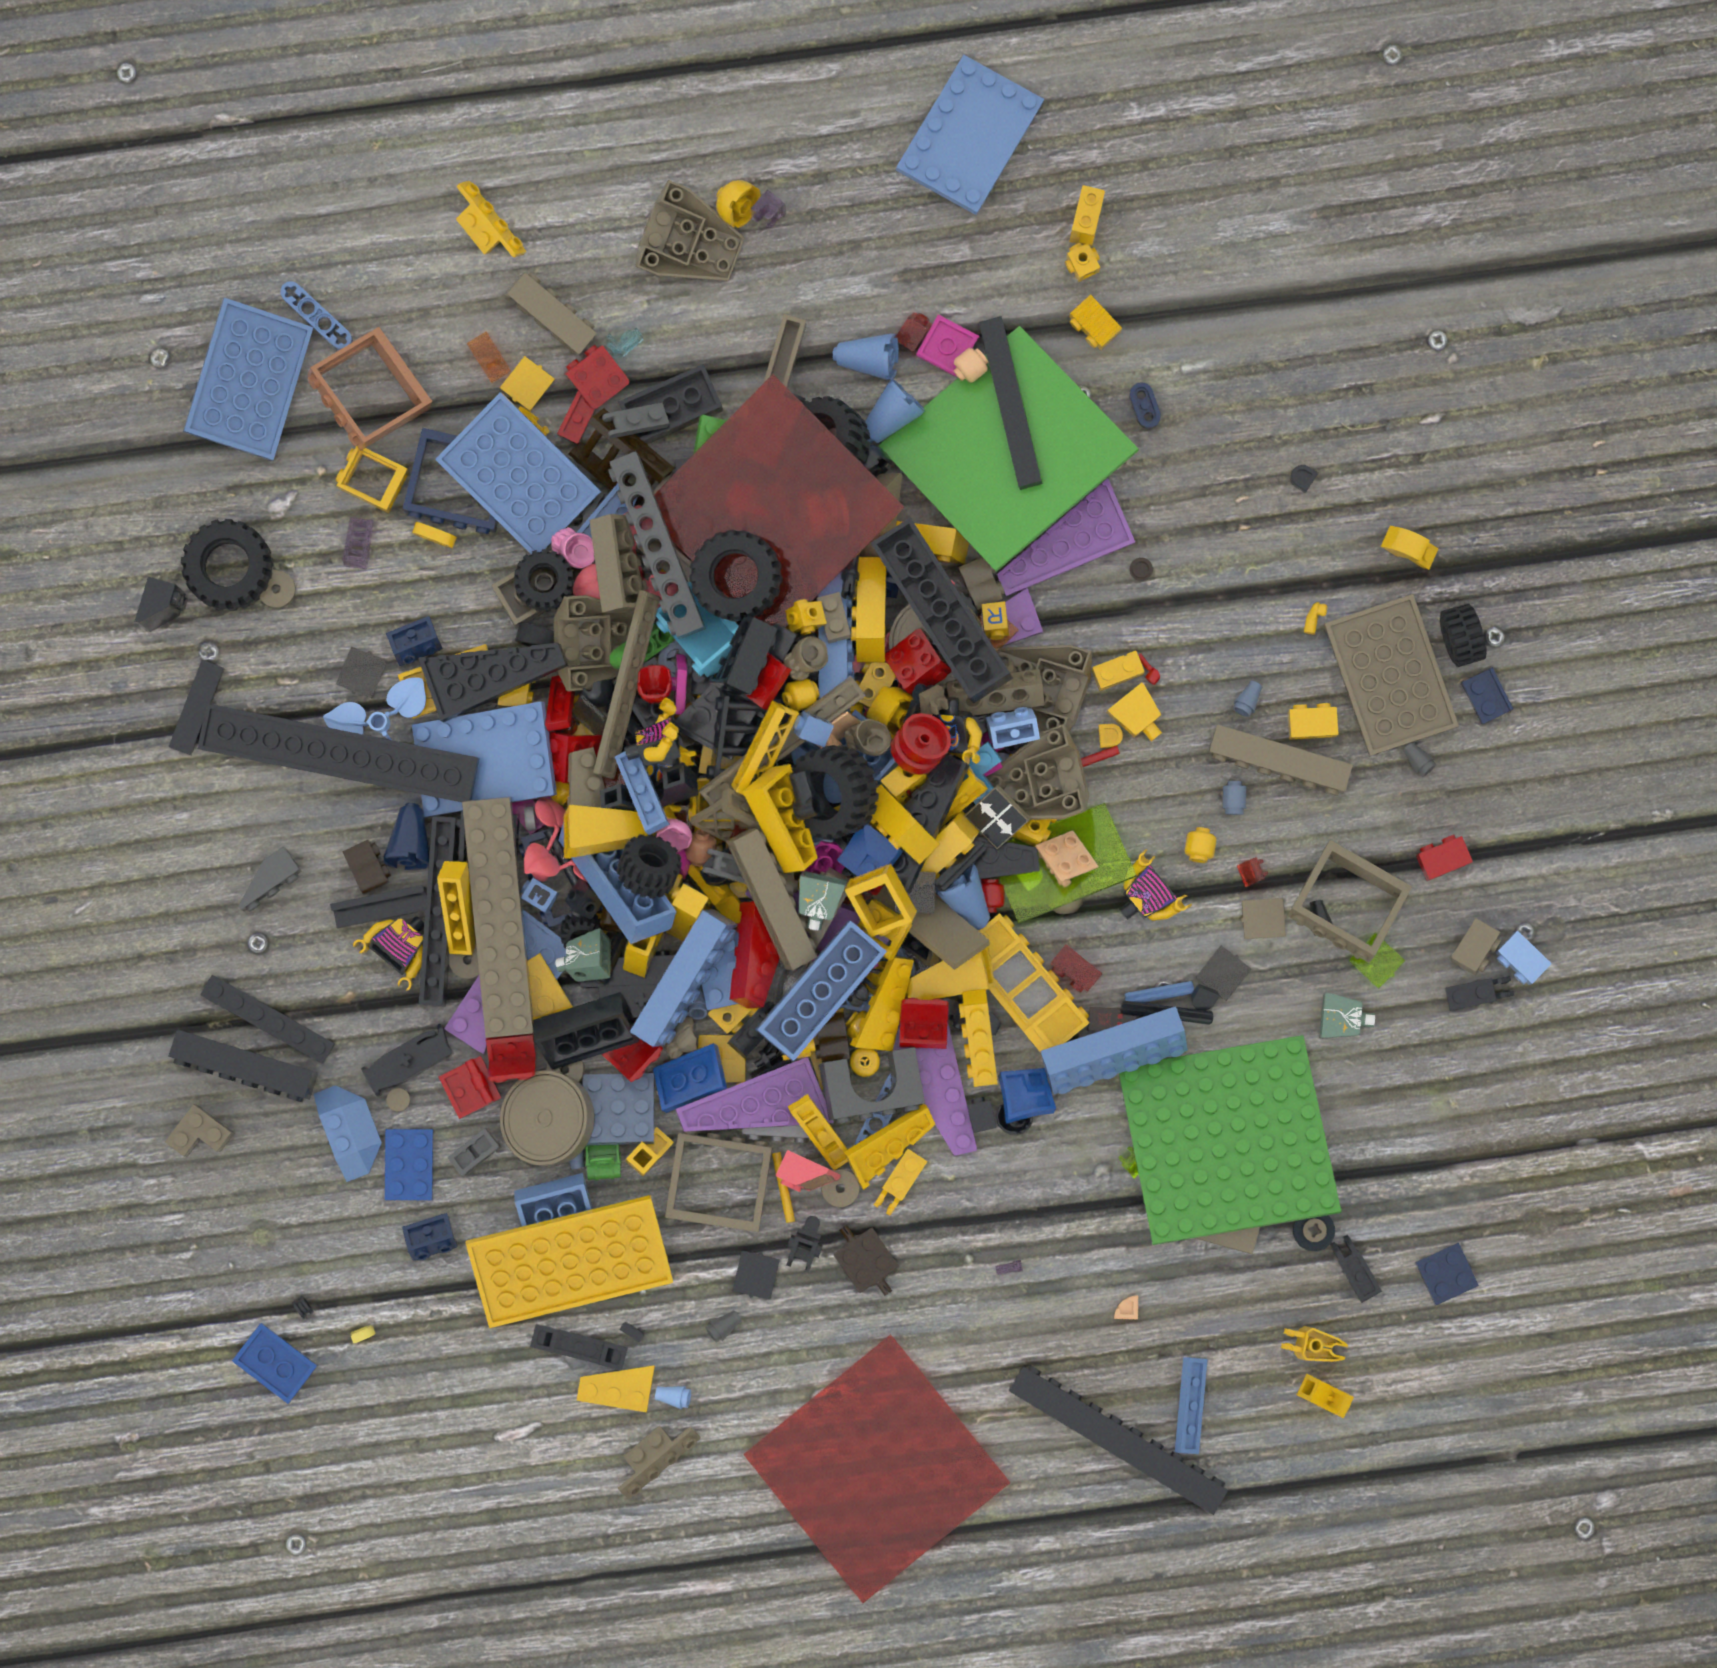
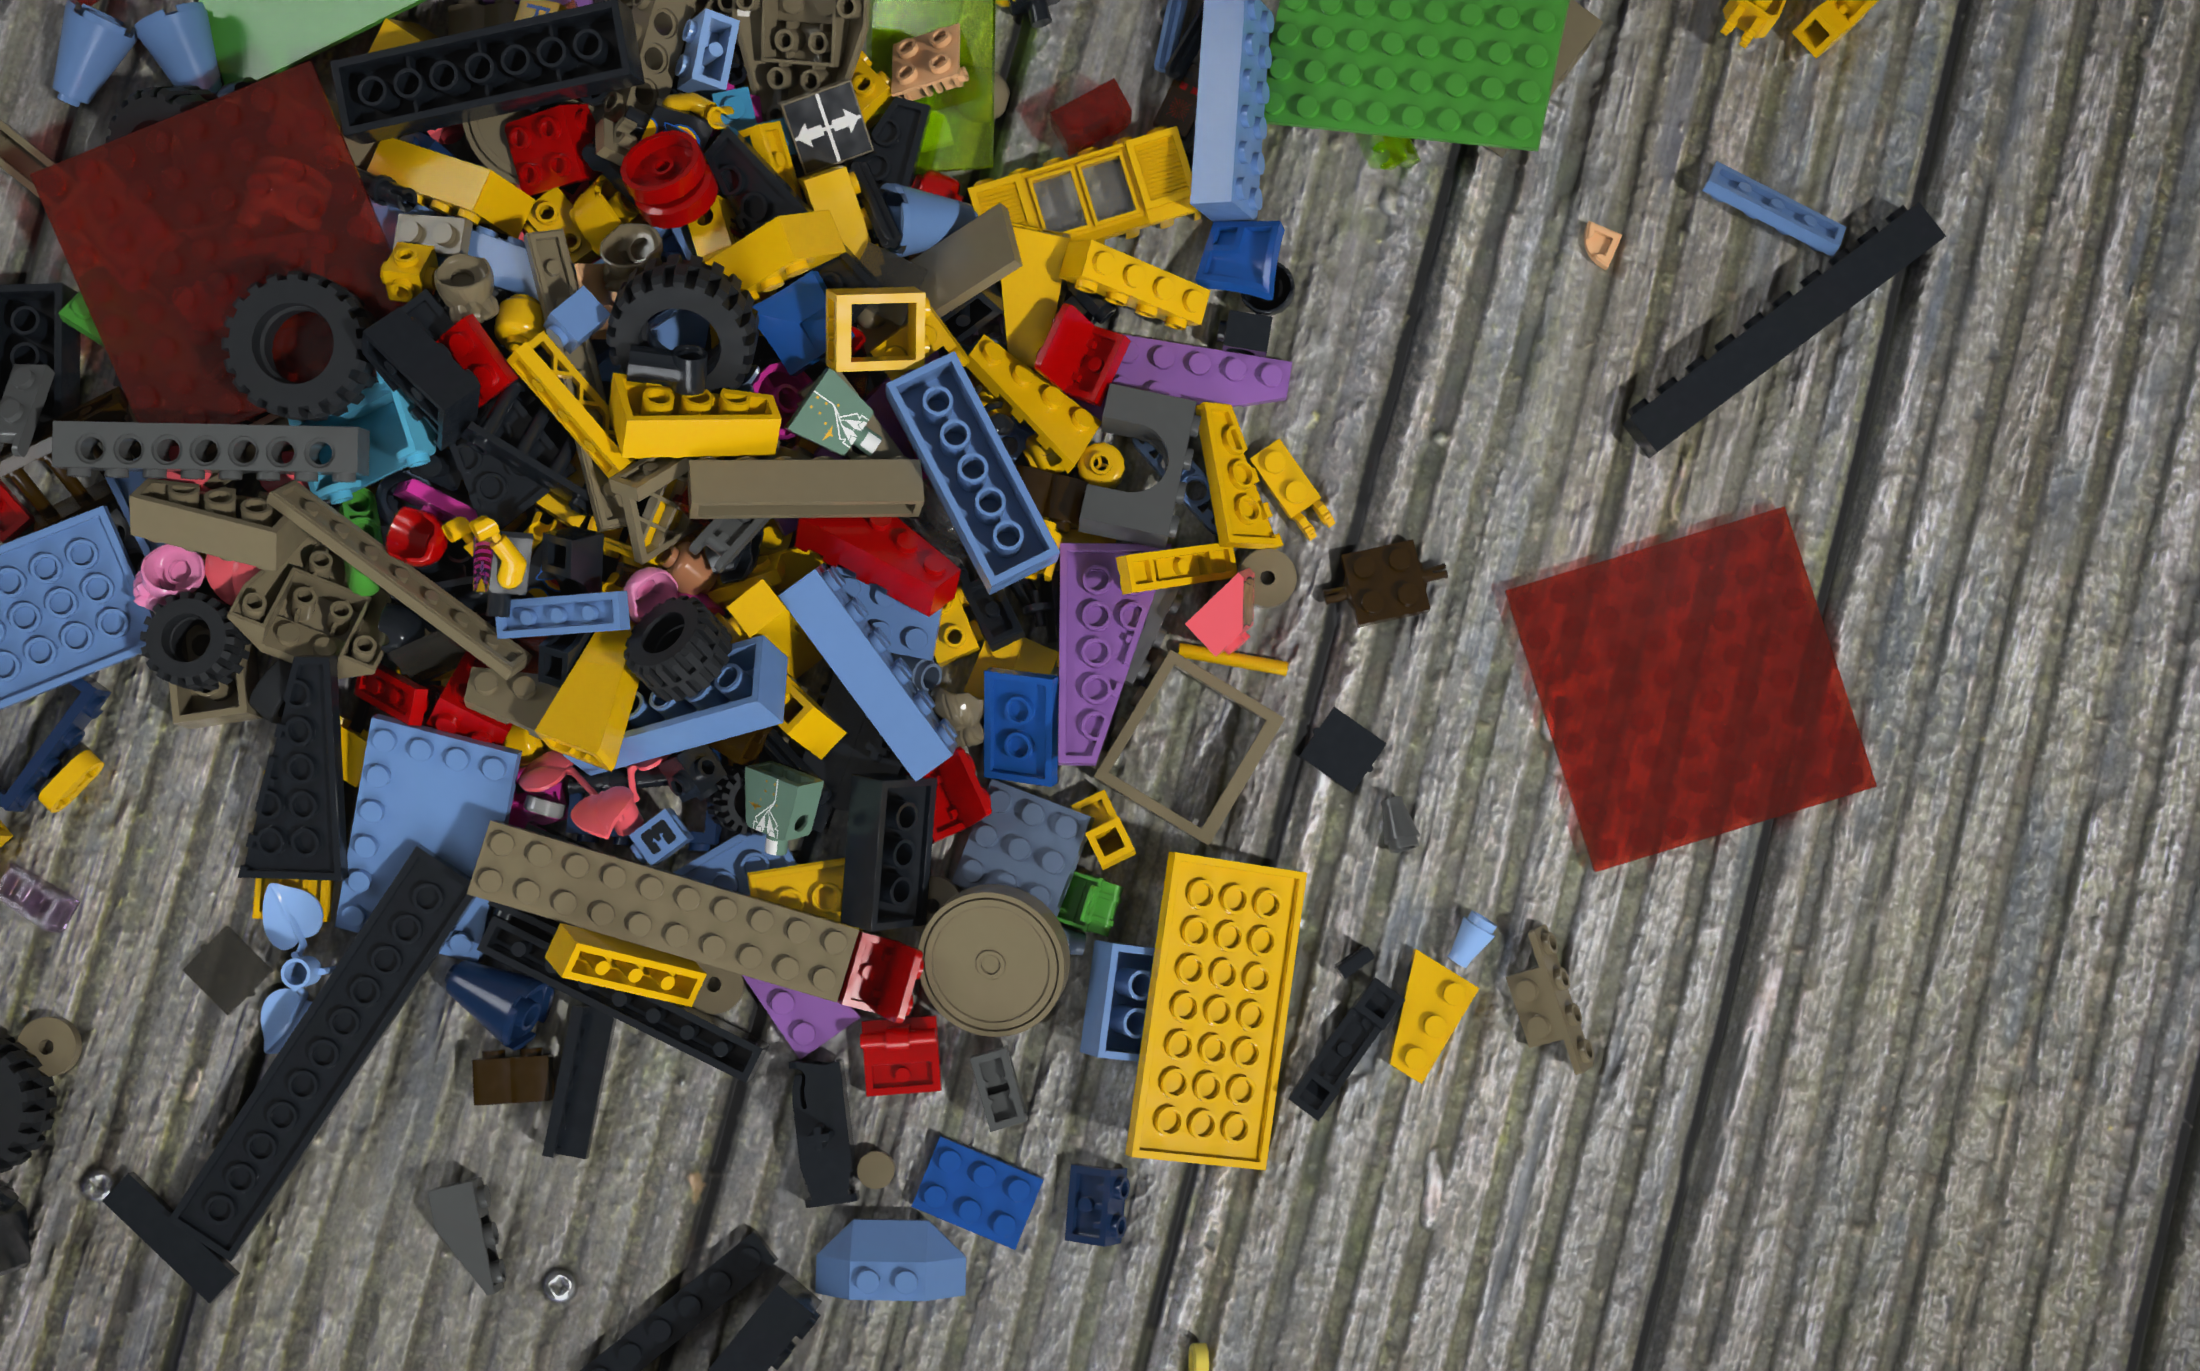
camera: 70 degrees left, 0 degrees up
(397, 944) = (647, 1078): torso -> none
(414, 641) = (213, 872): dark blue bracket -> none
(805, 1243) = (1329, 657): black hinge -> none
(1015, 1266) = (1478, 376): clear purple piece -> none

